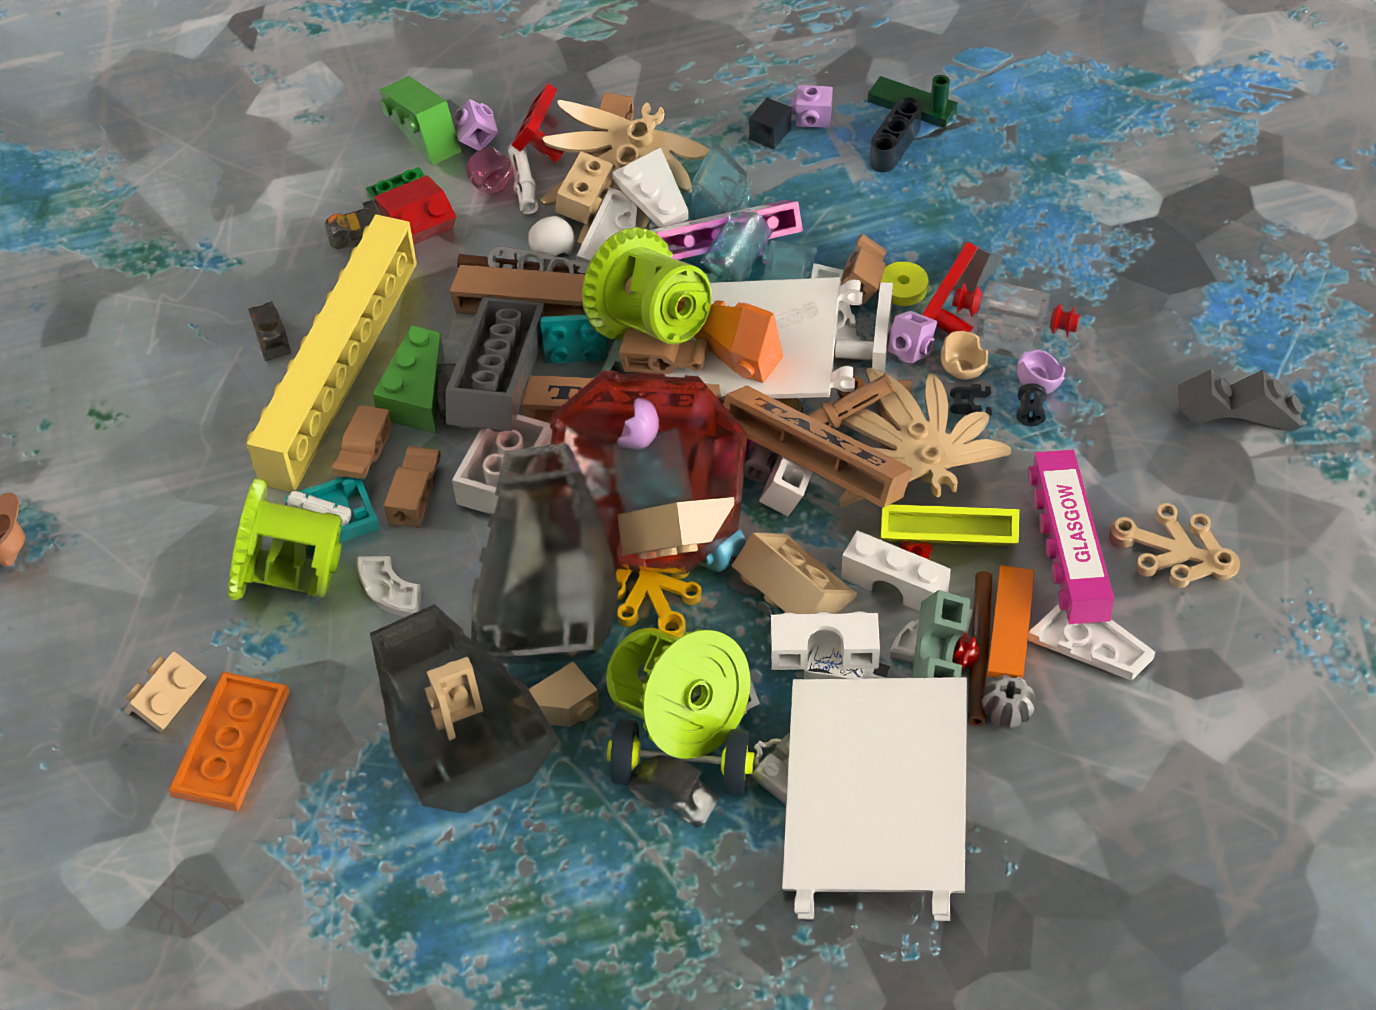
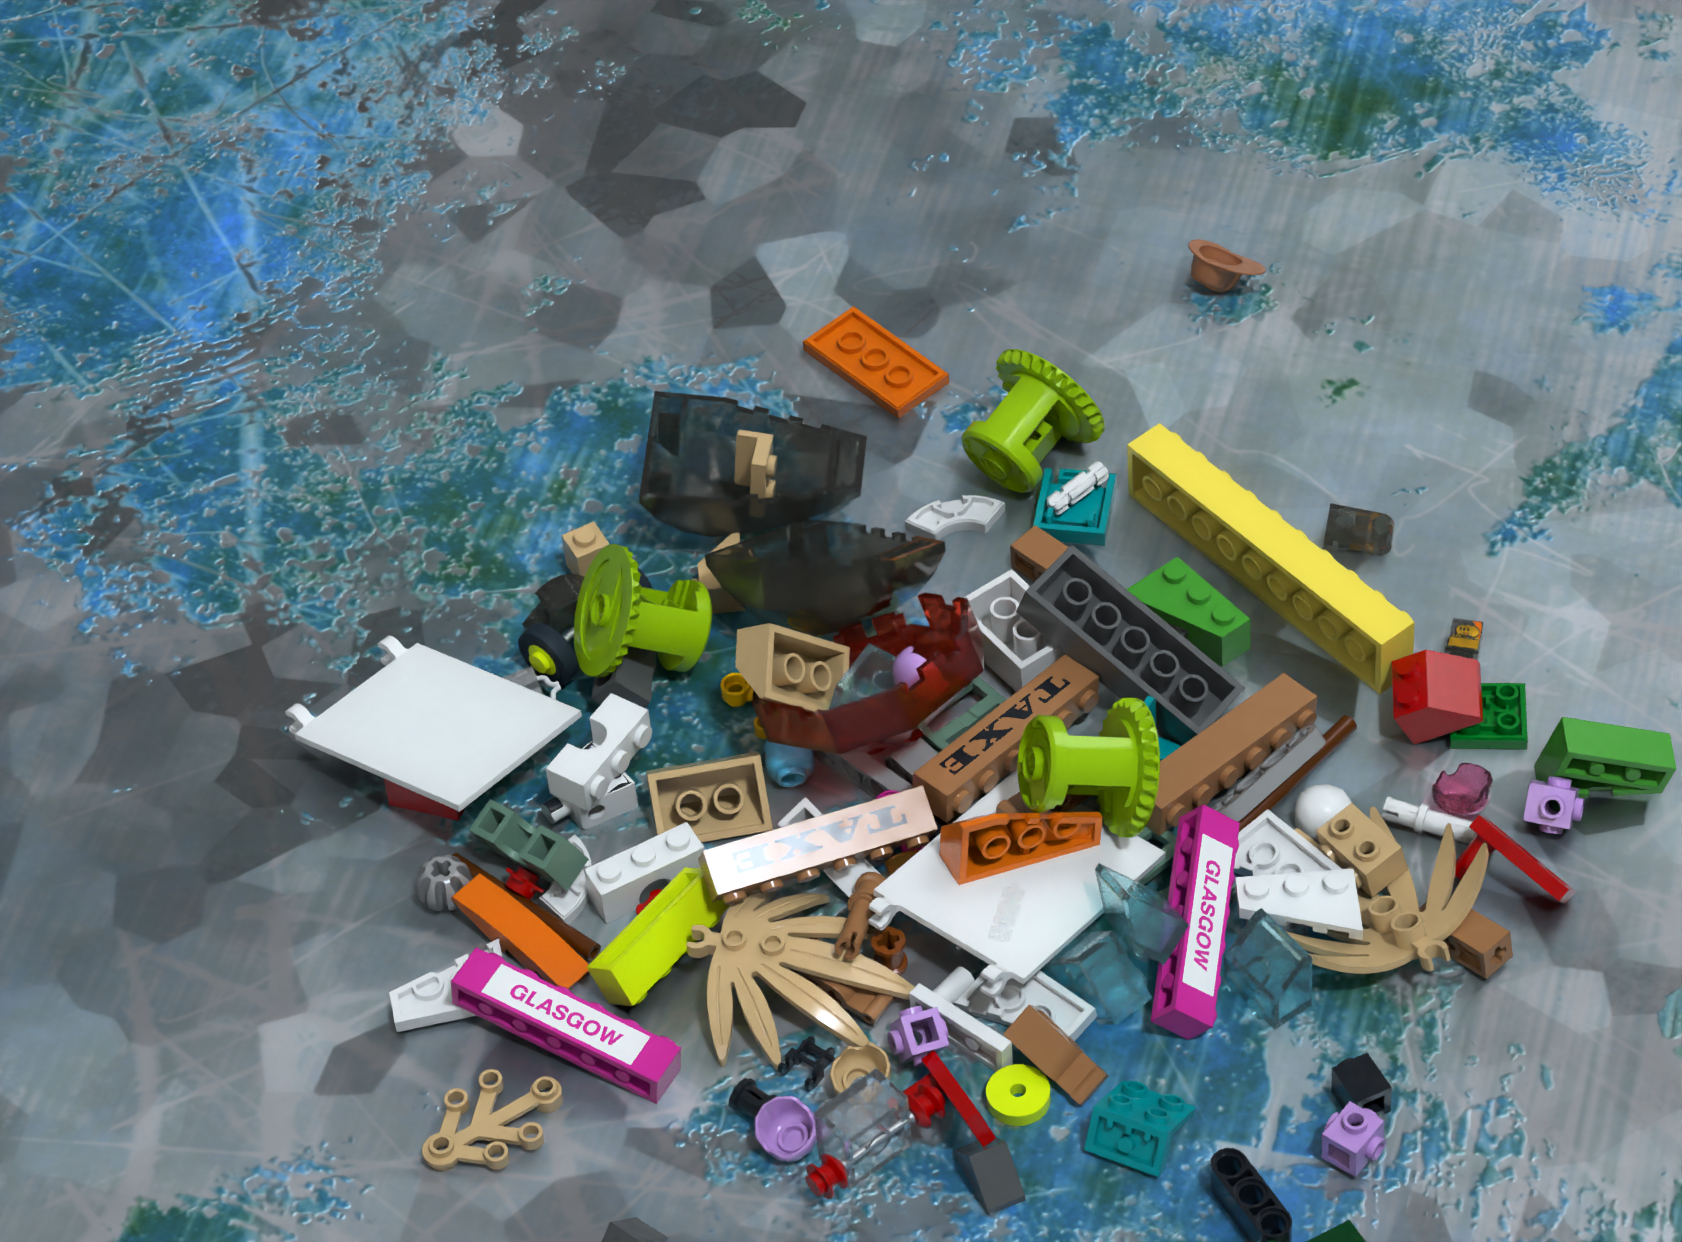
camera: 125 degrees right, 5 degrees down
(166, 691) = (956, 329): tan bracket -> none
(363, 441) = (1131, 542): medium nougat piece -> none
(599, 812) = (582, 547): none -> tan brick
(876, 206) = (1136, 1126): none -> teal bracket

